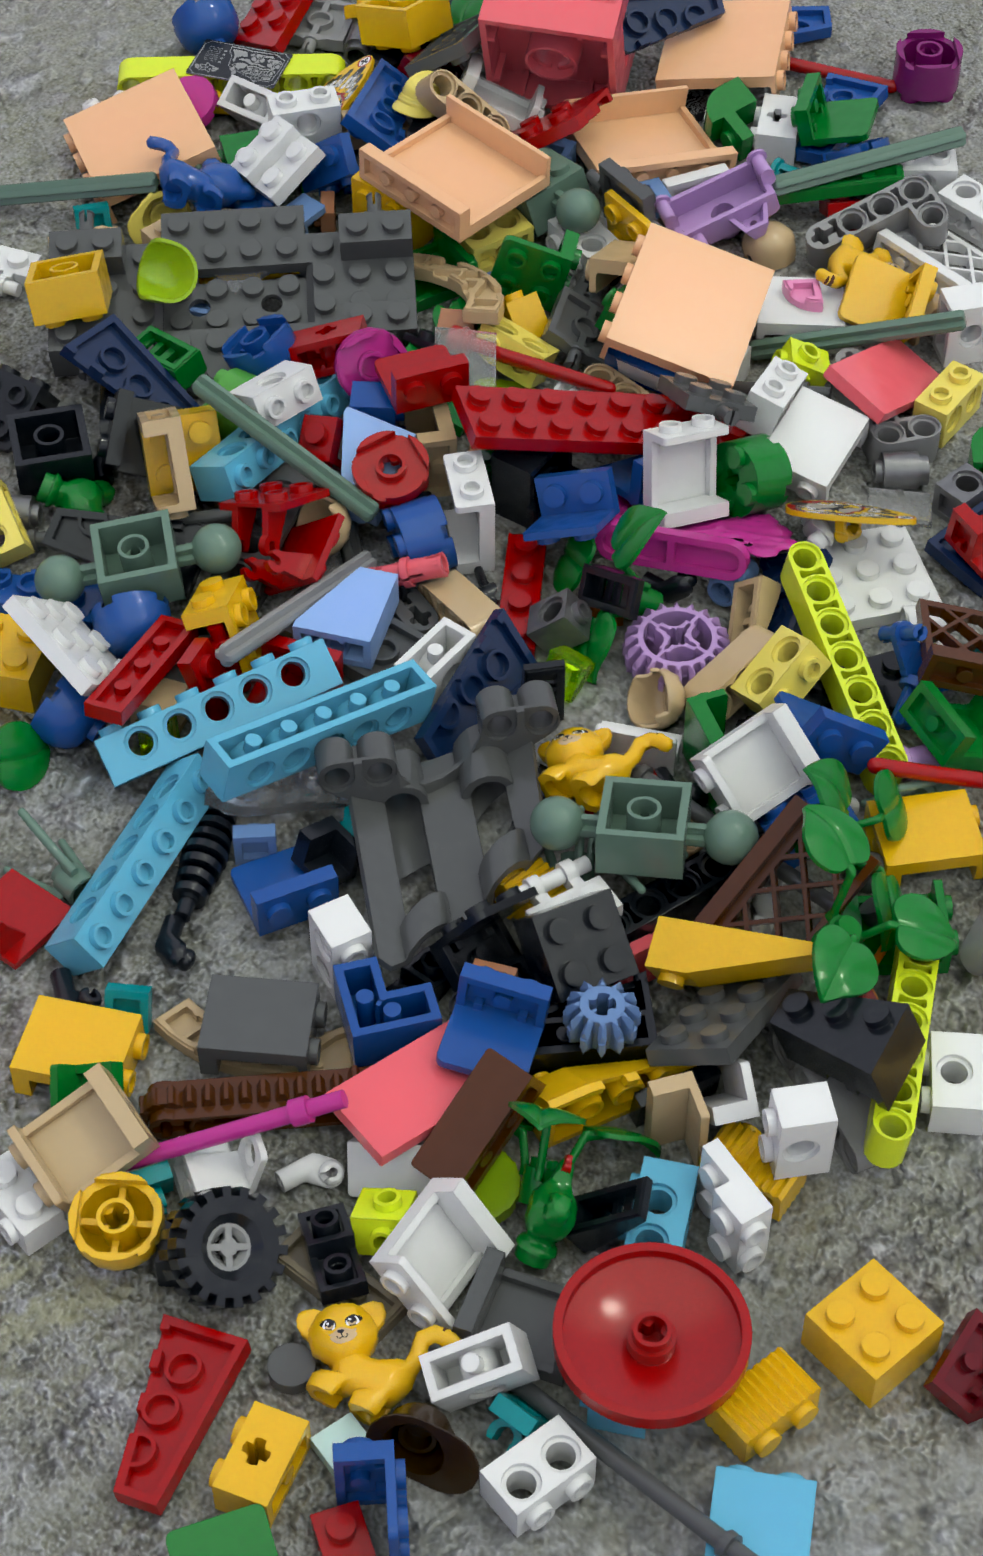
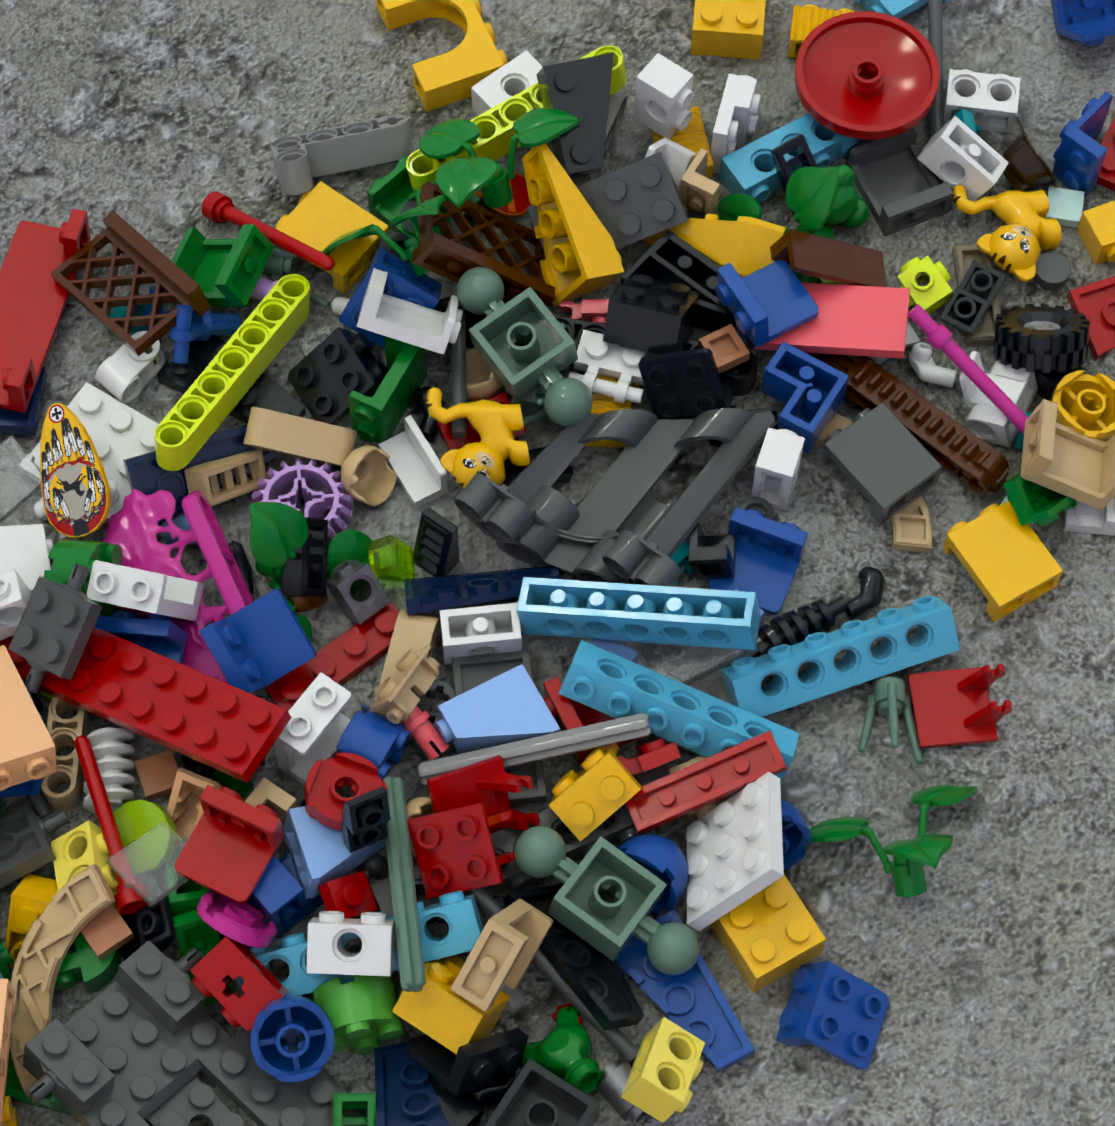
camera: 135 degrees left, 15 degrees up
(65, 989) = (966, 610): black arm -> none
(130, 999) = (942, 566): teal tile -> none
(346, 434) = (365, 819): none -> black slope
(432, 550) = (413, 672): none -> tan hinge
(437, 1250) = (895, 246): white panel -> none
(487, 588) = (365, 680): black hand -> none
(601, 1017) = (692, 255): medium blue gear -> none
(783, 664) = (288, 384): light yellow brick -> none
(835, 733) = (322, 327): blue bracket -> none

